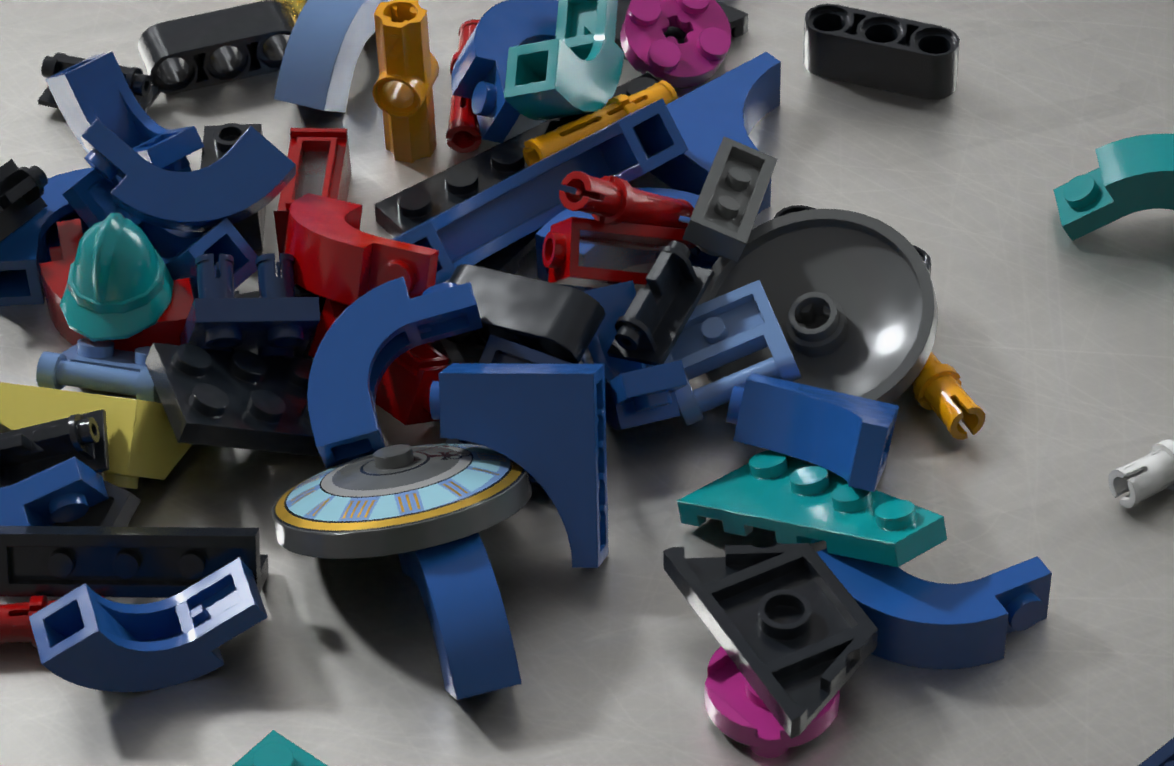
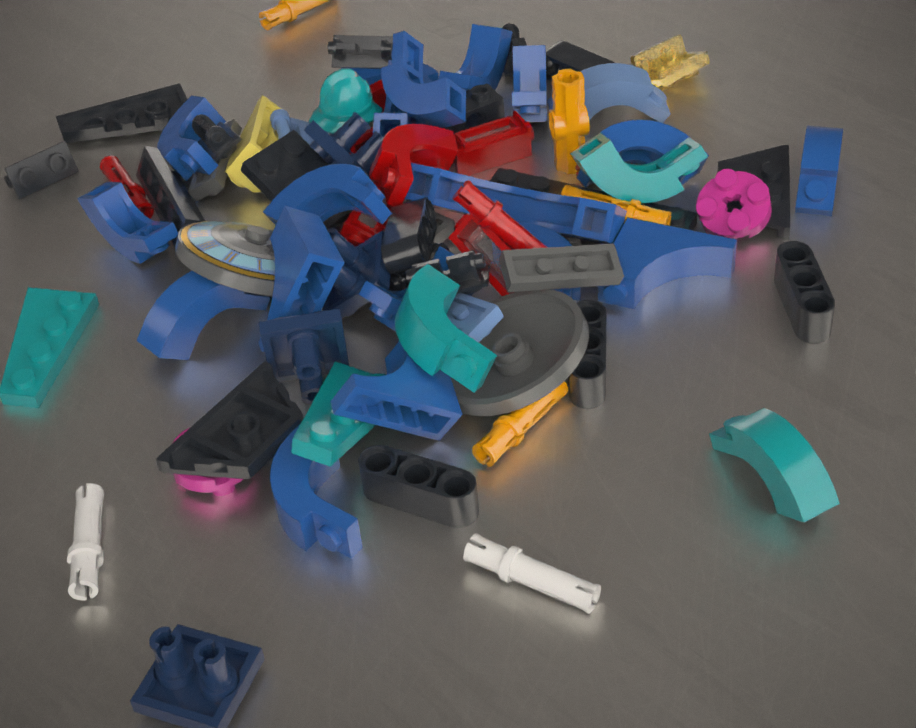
camera: 65 degrees right, 0 degrees up
(204, 91) = (530, 82): none -> arch
(653, 503) = (304, 348): none -> dark blue plate
(768, 346) = (430, 335): none -> teal arch
(992, 494) = (419, 486): none -> black beam

